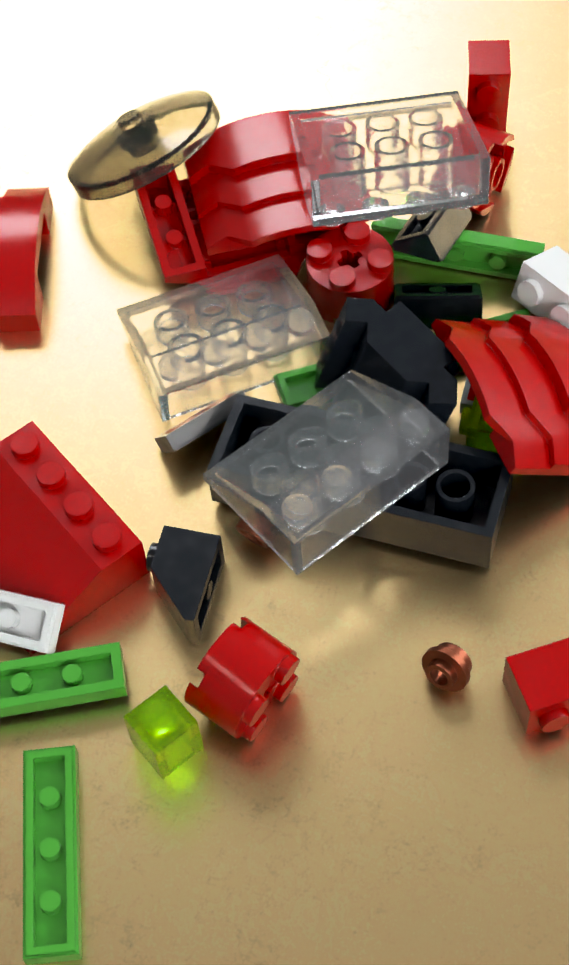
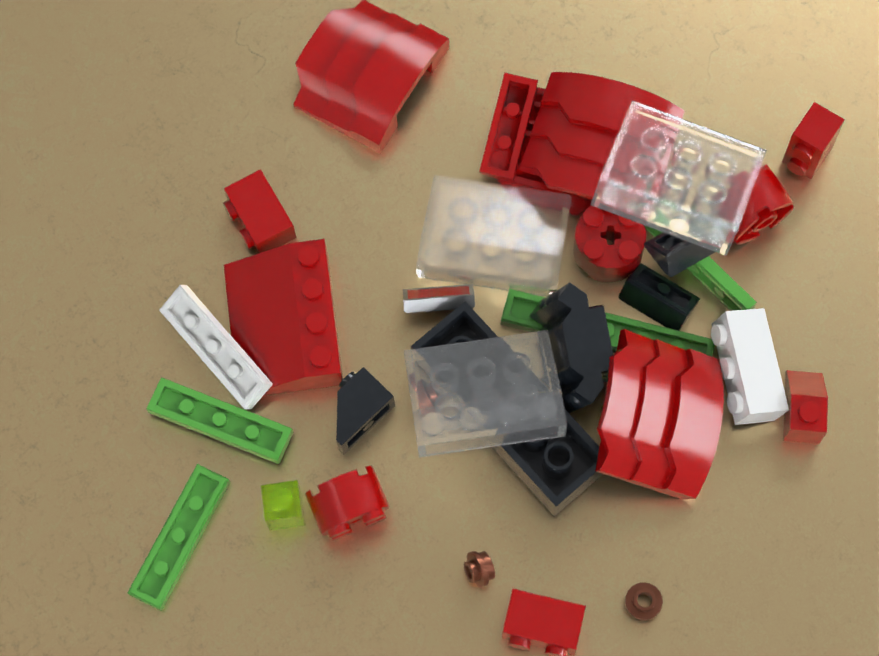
camera: 30 degrees right, 15 degrees up
(144, 145) = (531, 47): clear smoke dish -> none

